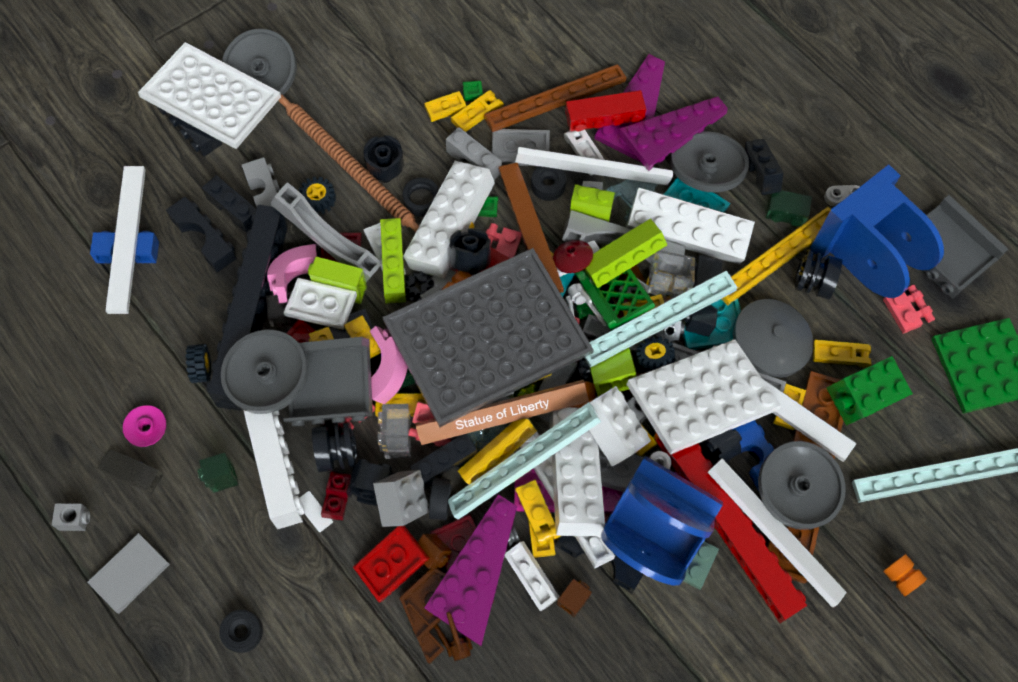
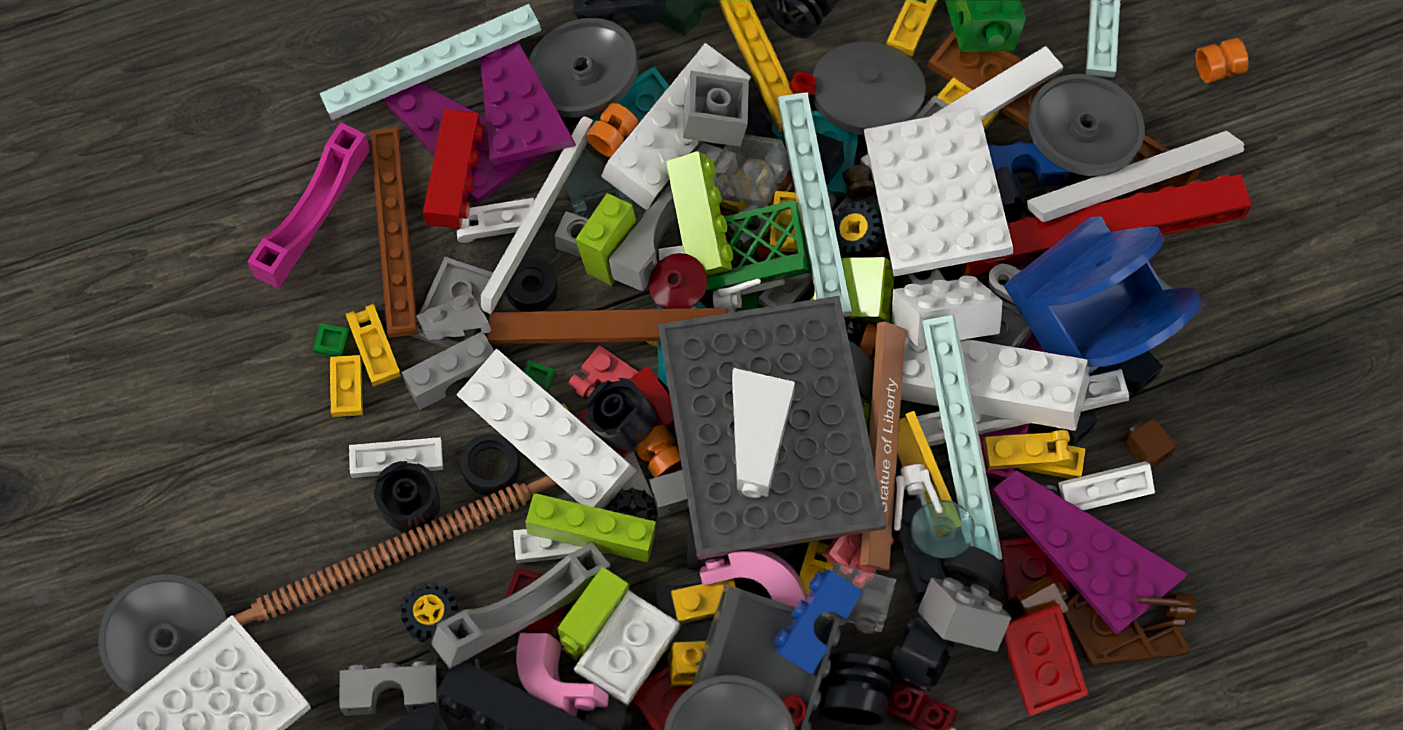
camera: 70 degrees left, 0 degrees up
(299, 408) = (798, 705): none -> red plate
(379, 403) = (799, 642): none -> blue arch
(411, 149) = (374, 457): none -> white plate
(460, 459) = (953, 520): none -> clear light blue dish
(475, 324) = (760, 421): none -> white slope
(486, 443) = (916, 481): none -> white plant
(504, 143) = (453, 318): none -> light grey wing
(584, 53) = (285, 245): none -> dark pink arch
(675, 186) = (612, 130): none -> orange wheel
(676, 78) = (430, 62): none -> light aqua plate
(694, 347) = (858, 182): none -> dark brown wheel
(701, 235) = (715, 108): none -> light grey brick
(753, 293) = (802, 83): none -> red plate

